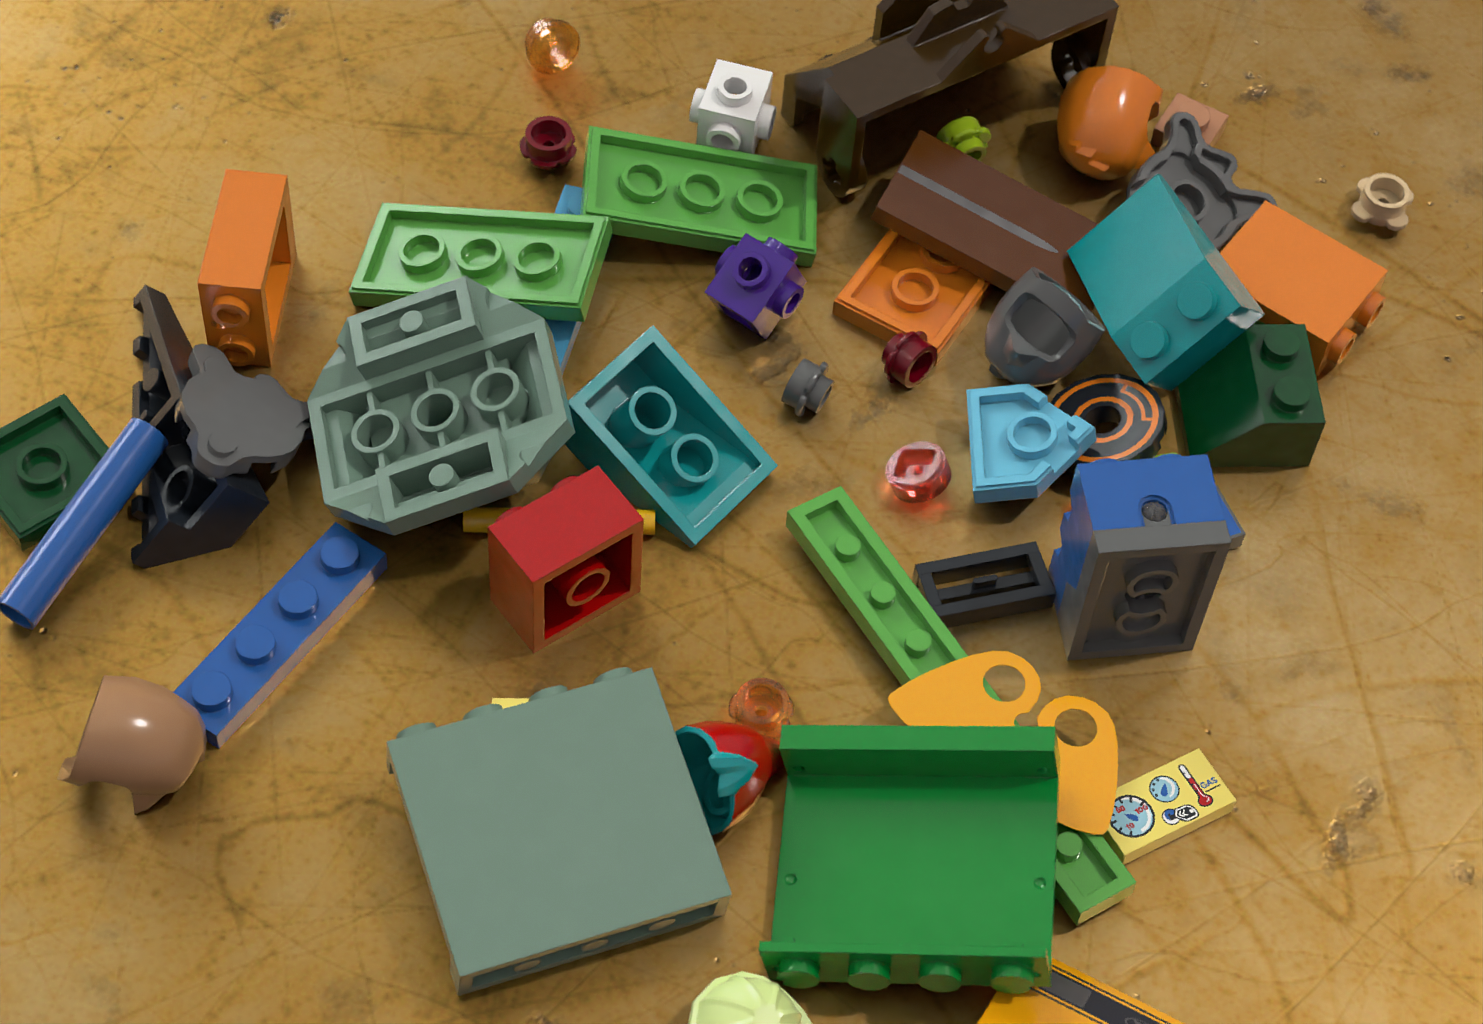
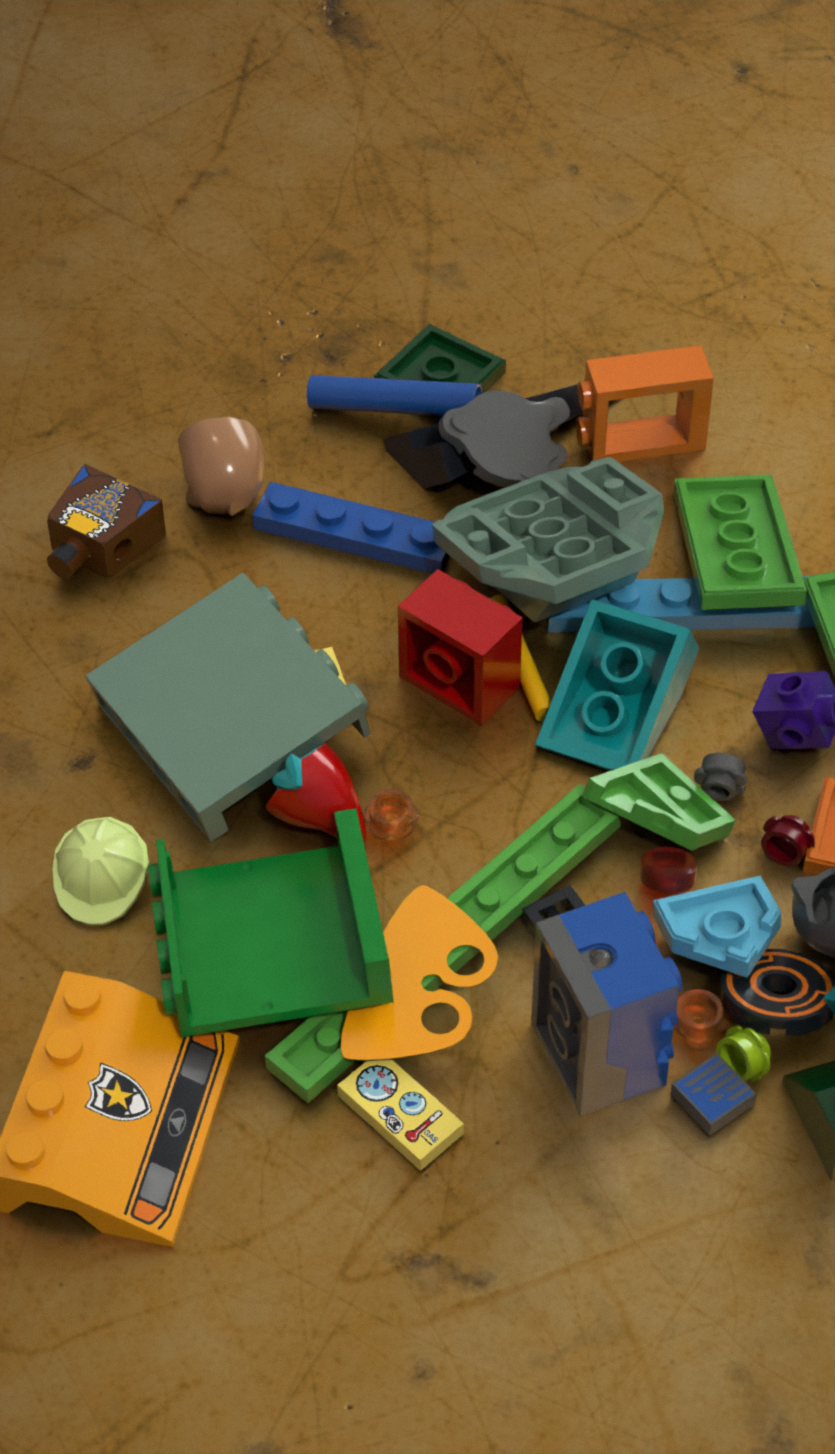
camera: 80 degrees right, 5 degrees down
(159, 917) = (102, 524): none -> reddish brown torso
(833, 445) = (661, 800): none -> bright green wing

